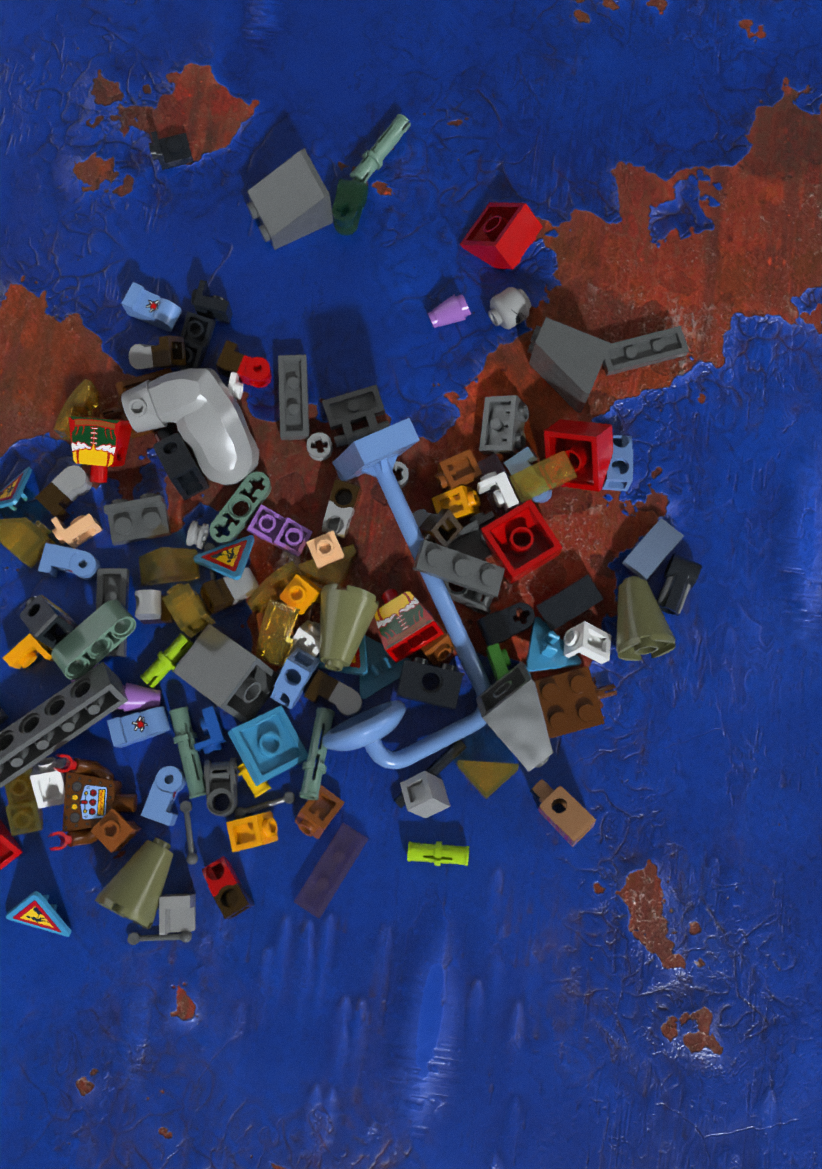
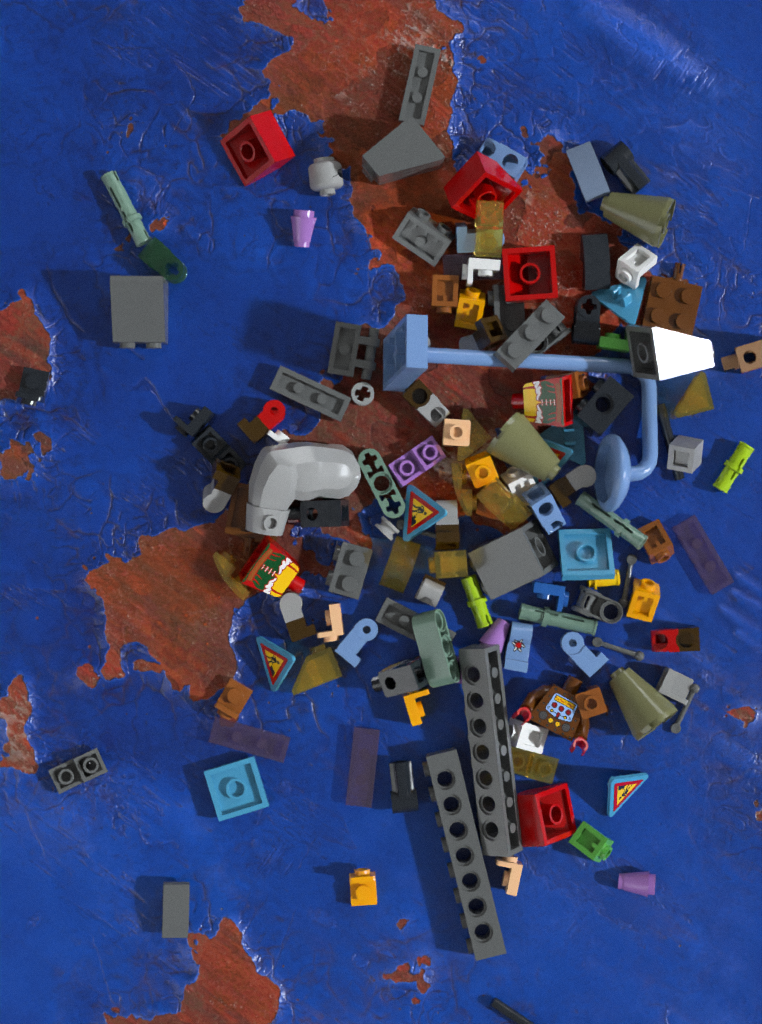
camera: 65 degrees left, 10 degrees up
(150, 308) = (172, 471): medium blue leg -> none

